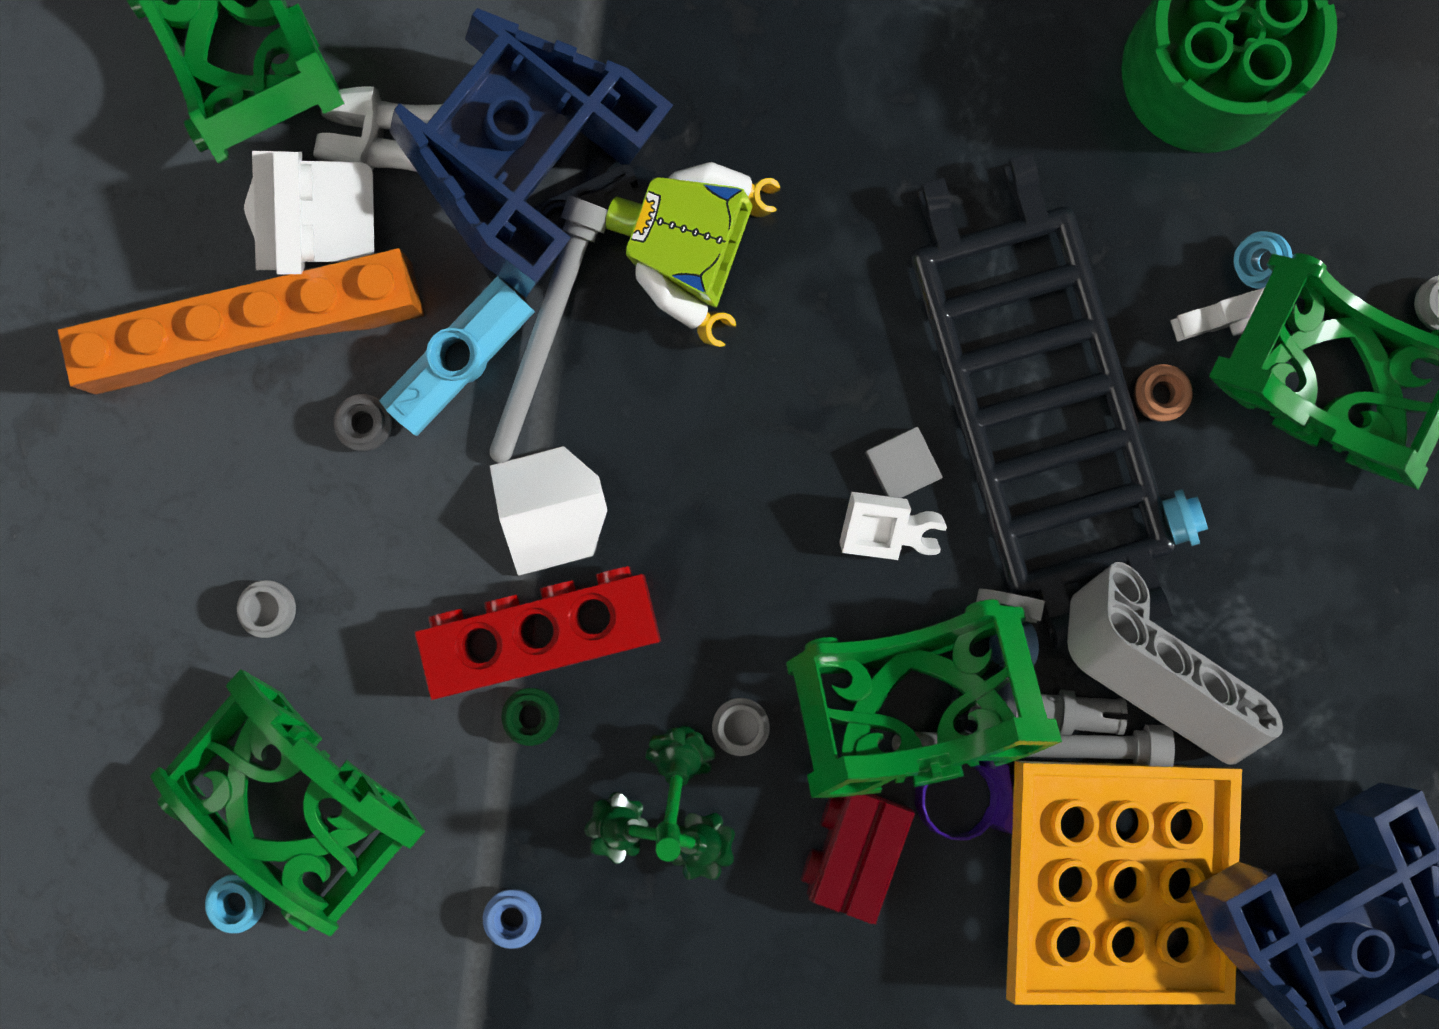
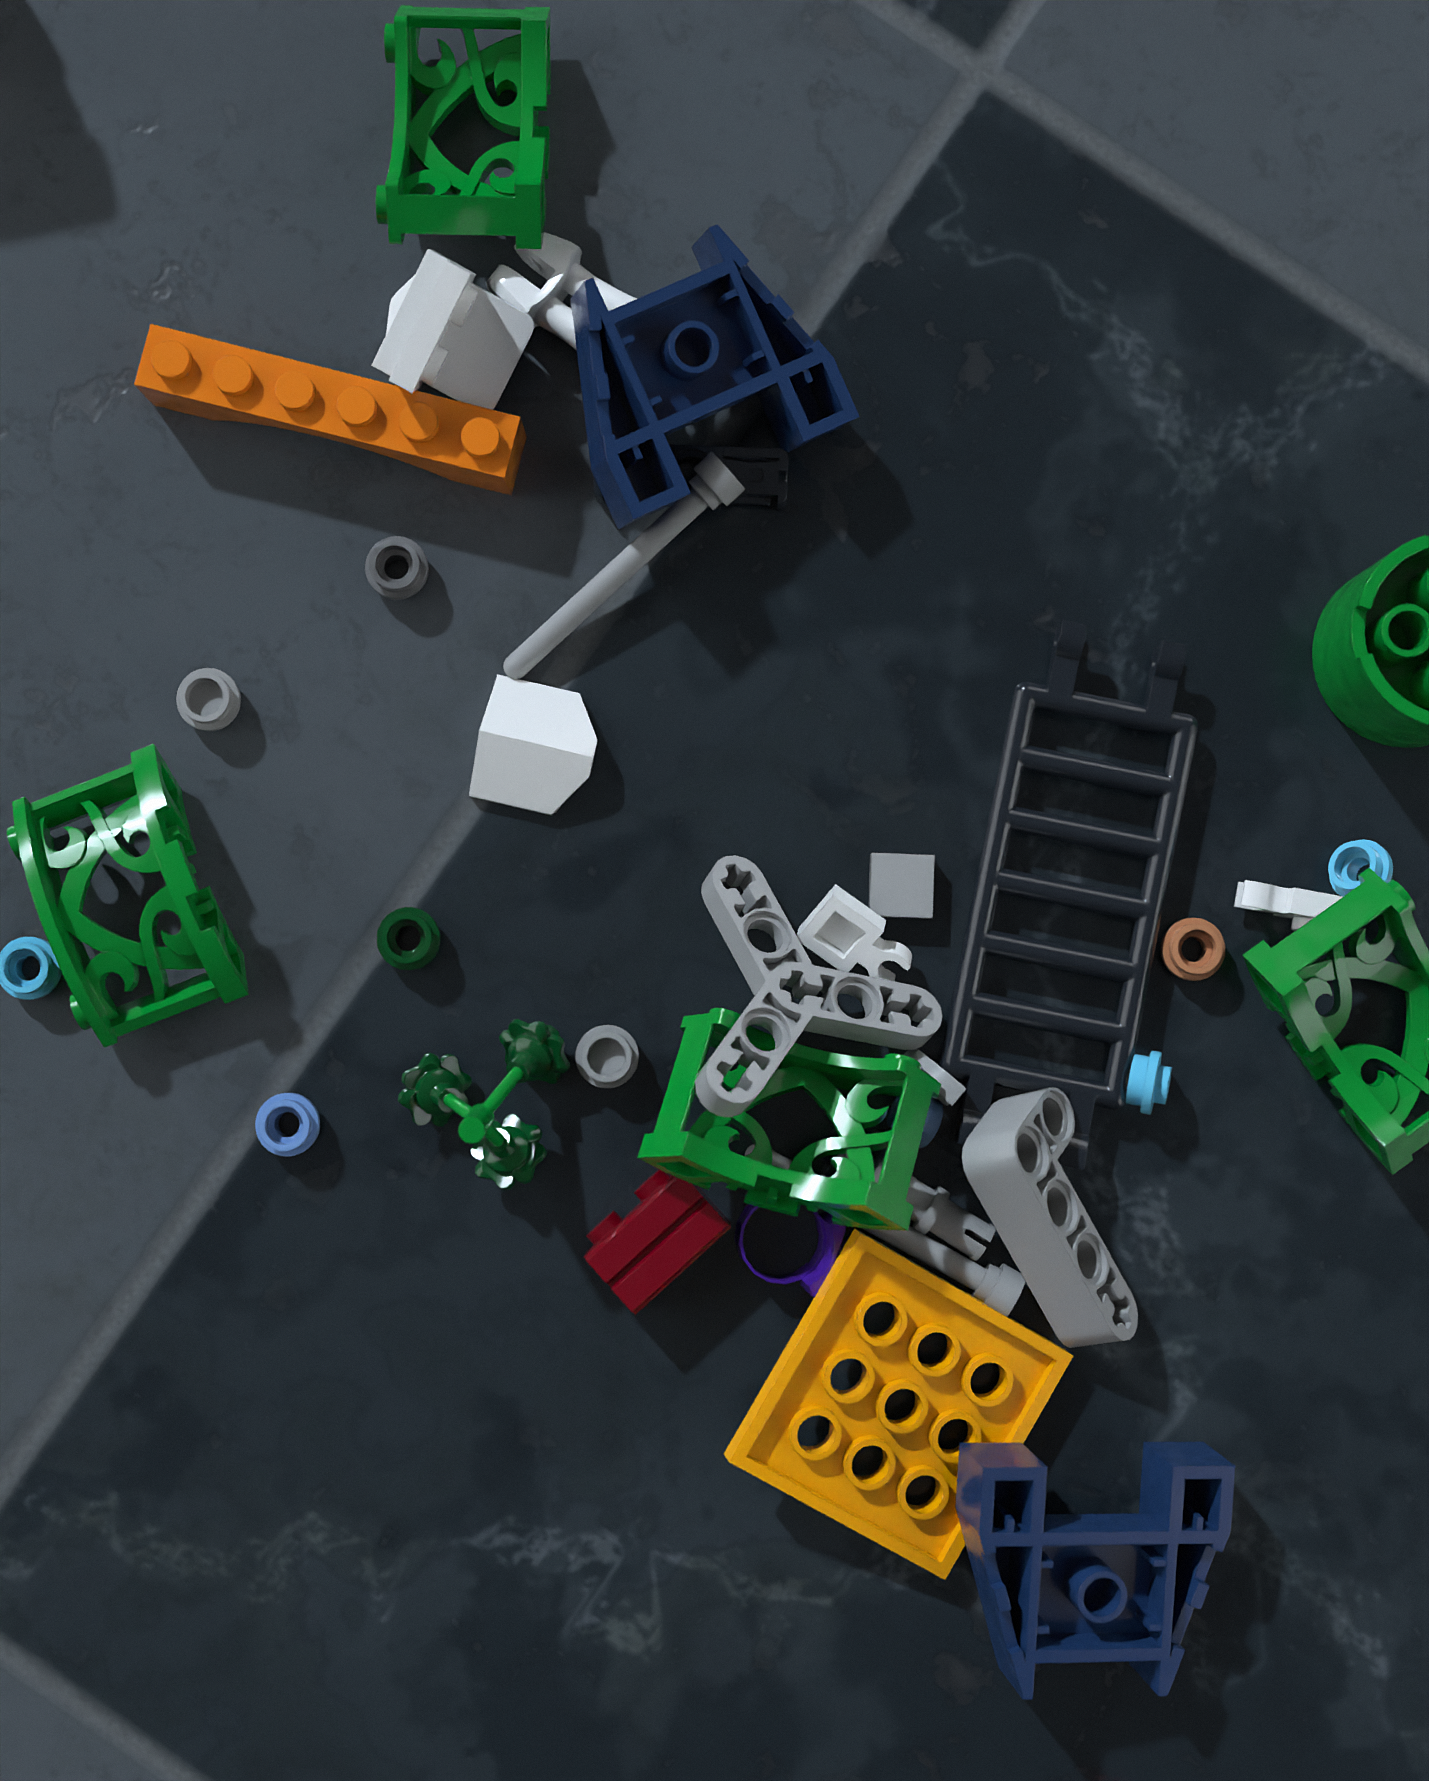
camera: 25 degrees right, 0 degrees up
(430, 383) = (482, 563): medium azure piece -> none
(454, 670) = (358, 853): red brick -> none
(689, 238) = (807, 554): torso -> none
(855, 617) = (773, 1006): none -> light grey piece

